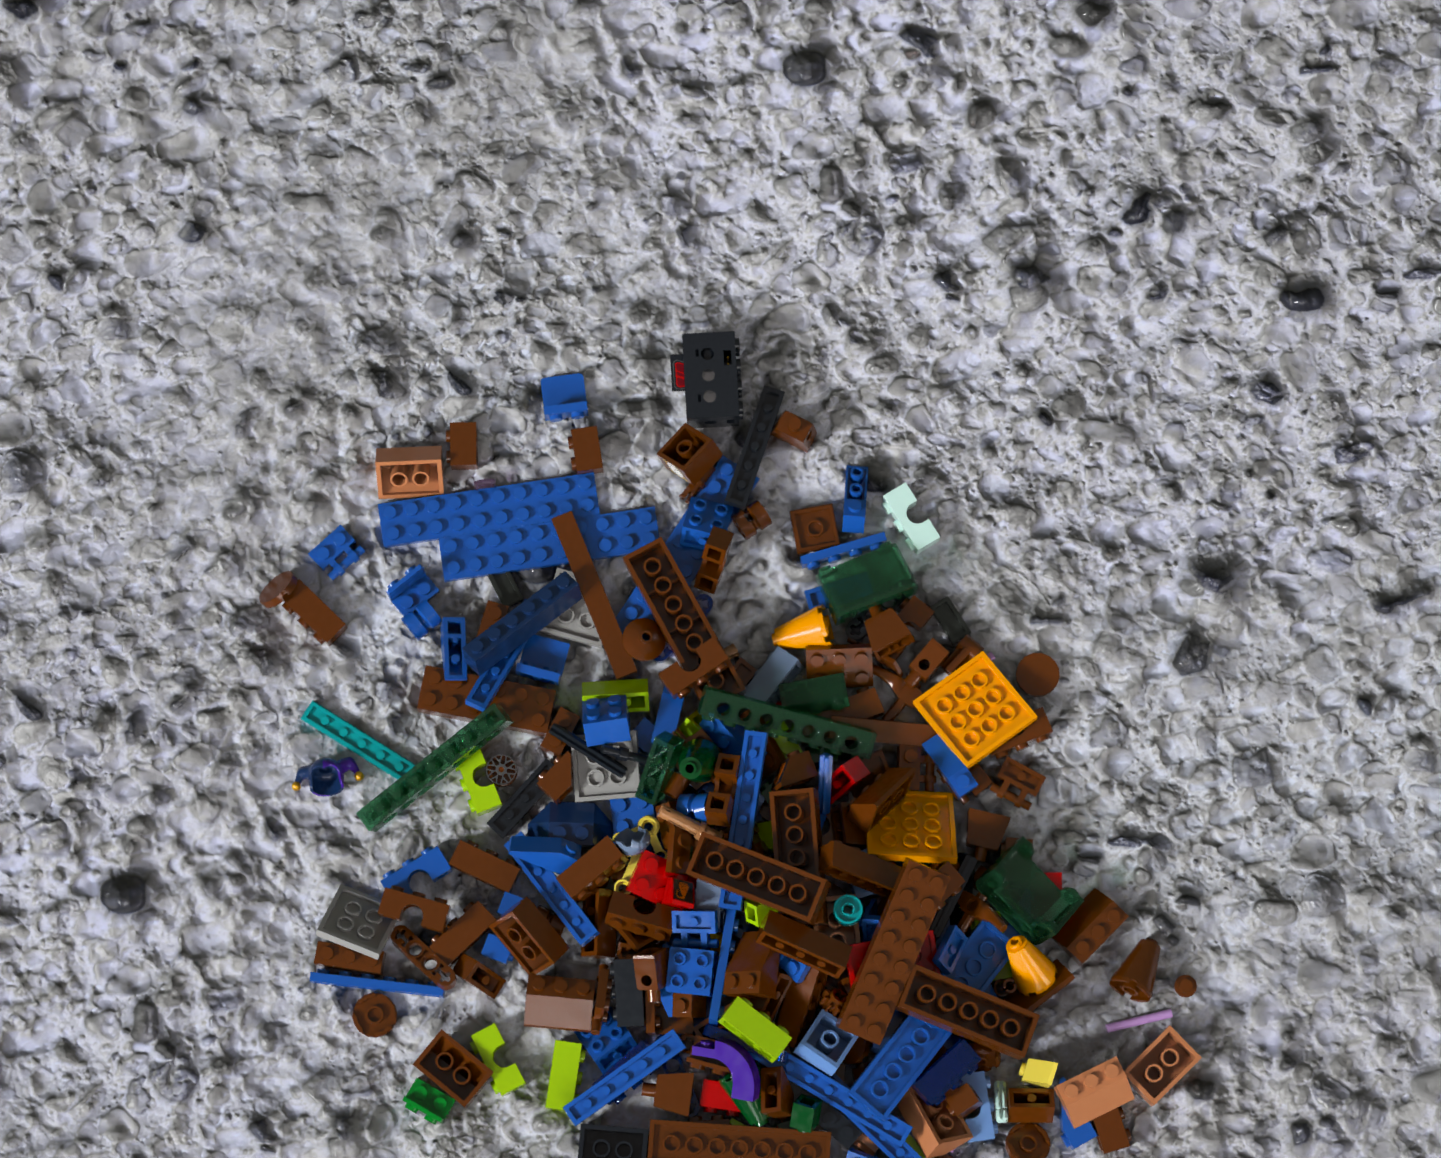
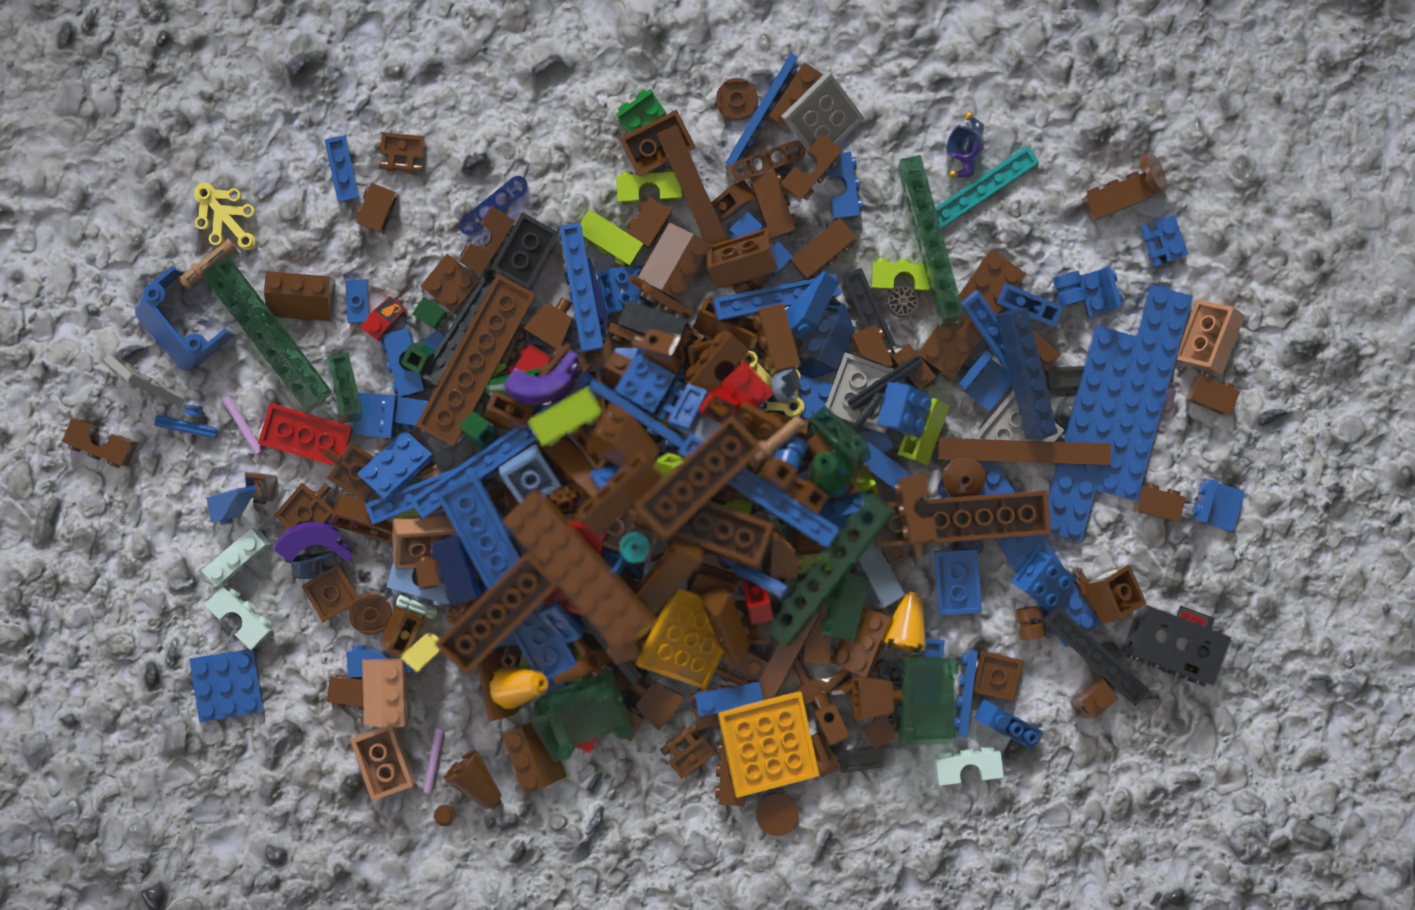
camera: 115 degrees right, 10 degrees up
(480, 1016) = (691, 185): none -> reddish brown tile
(532, 1045) = (649, 222): none -> reddish brown brick
(714, 560) = (1007, 572): reddish brown arch -> none
(743, 603) = (957, 581): none -> blue plate

